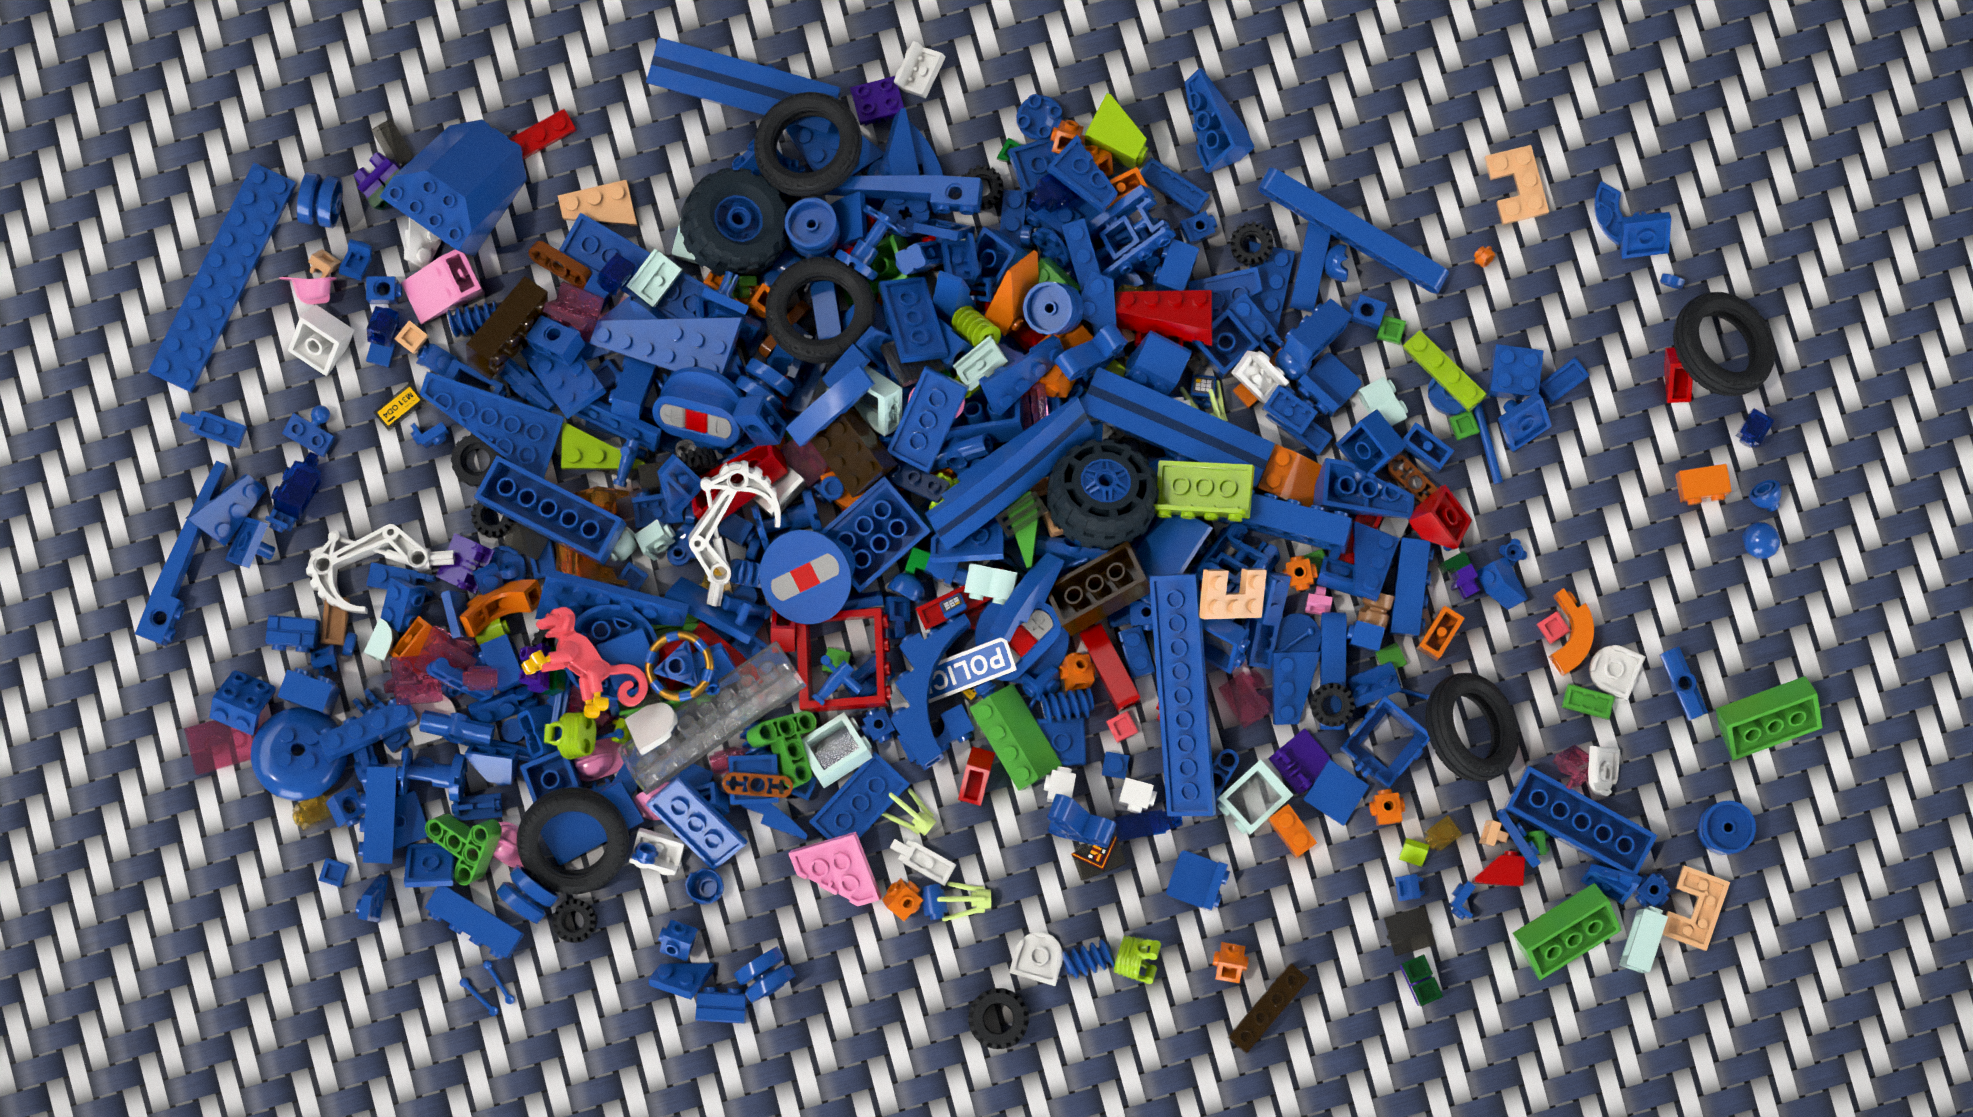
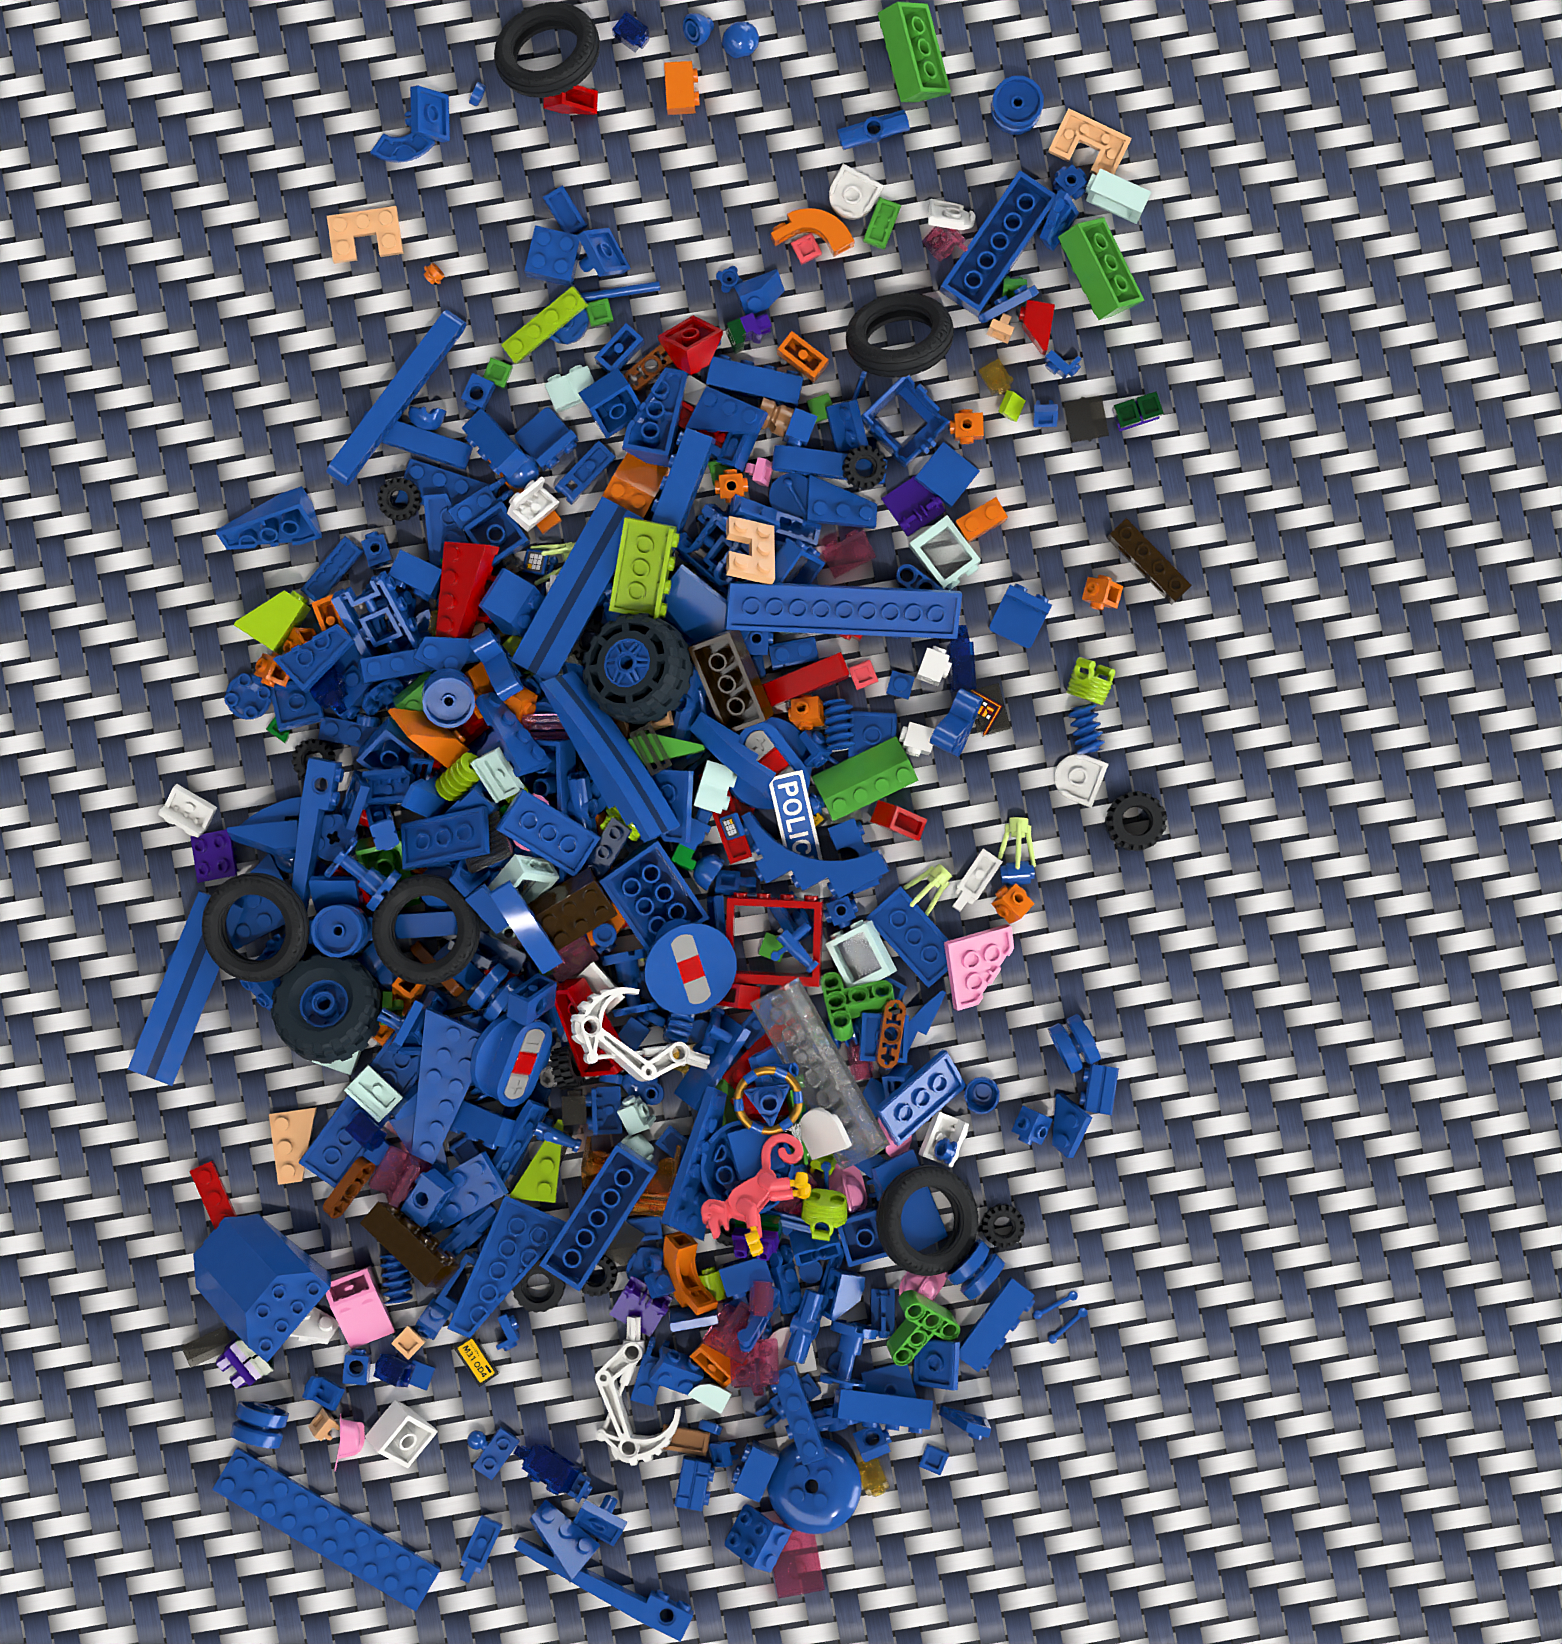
camera: 90 degrees left, 5 degrees up
(678, 484) = (586, 1086): blue wing -> none
(1290, 410) = (569, 478): blue bracket -> none

